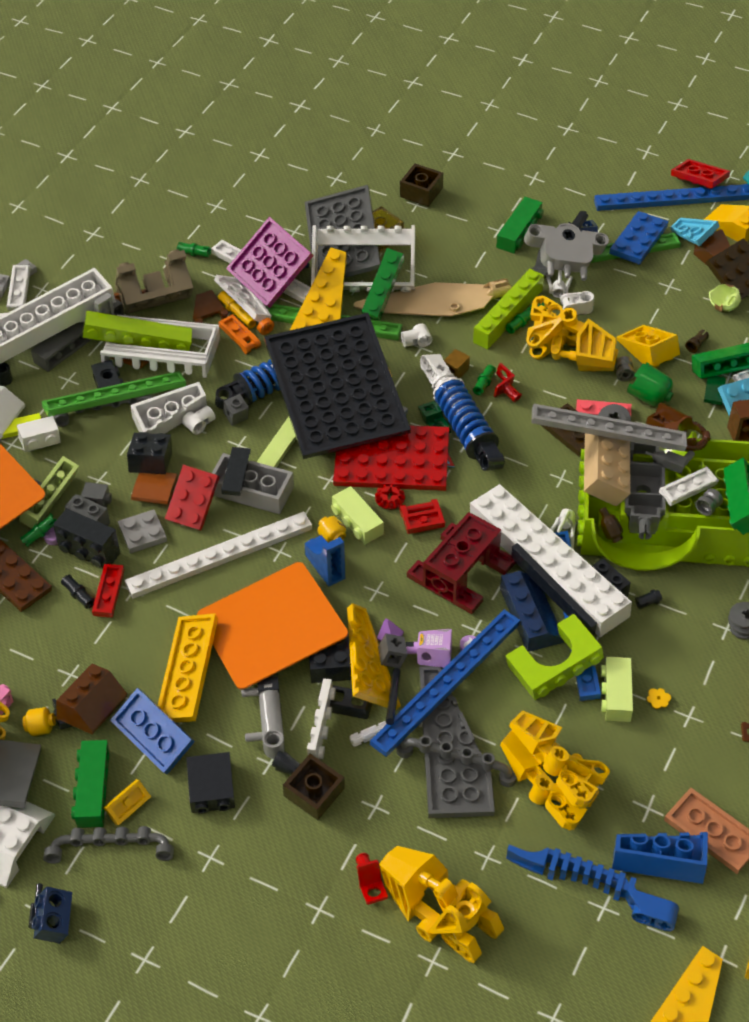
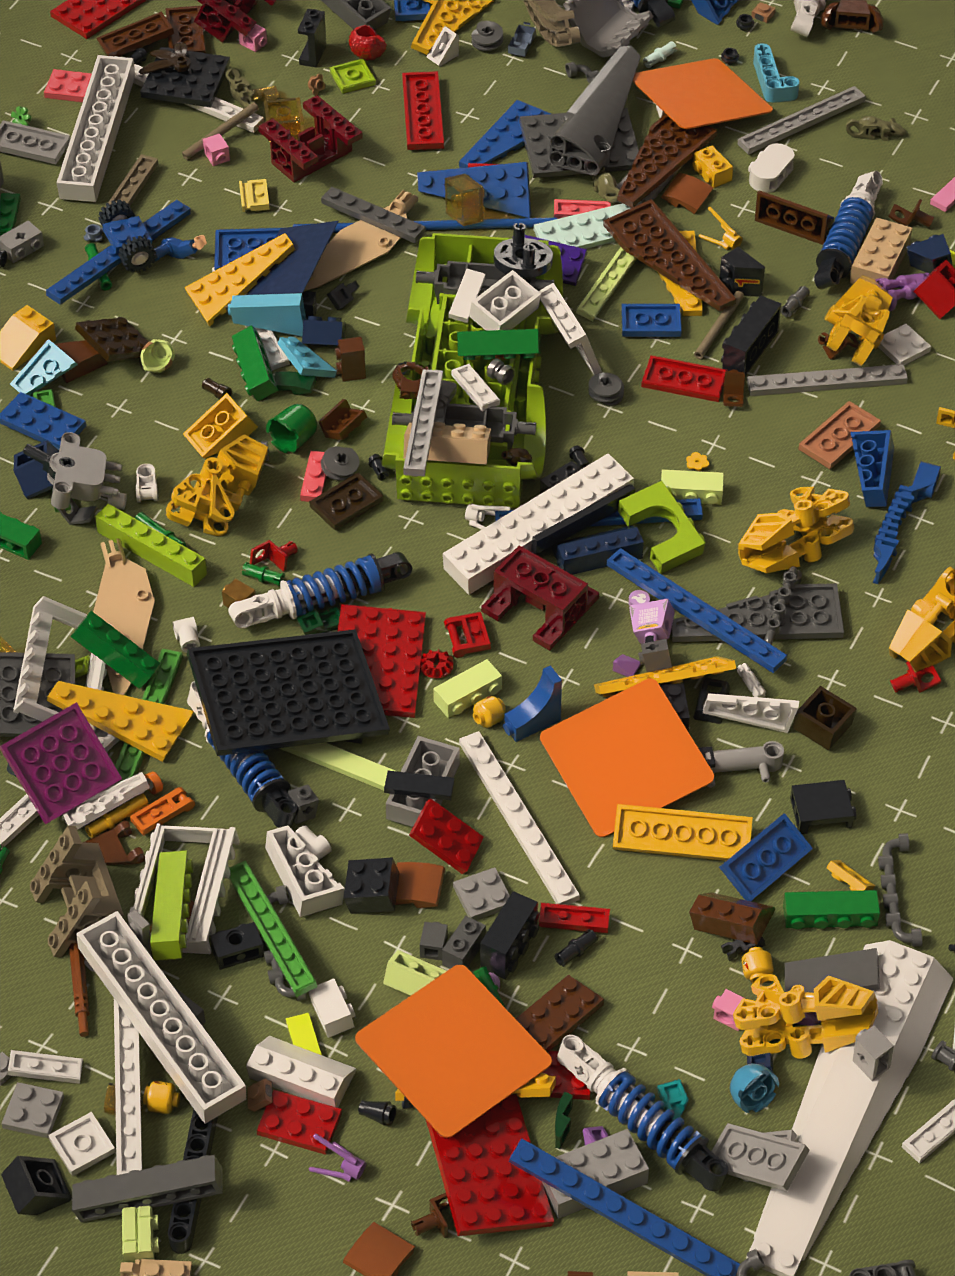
camera: 90 degrees left, 0 degrees up
(285, 763) = (794, 745): black cone -> none
(390, 717) = (711, 654): black bar -> none

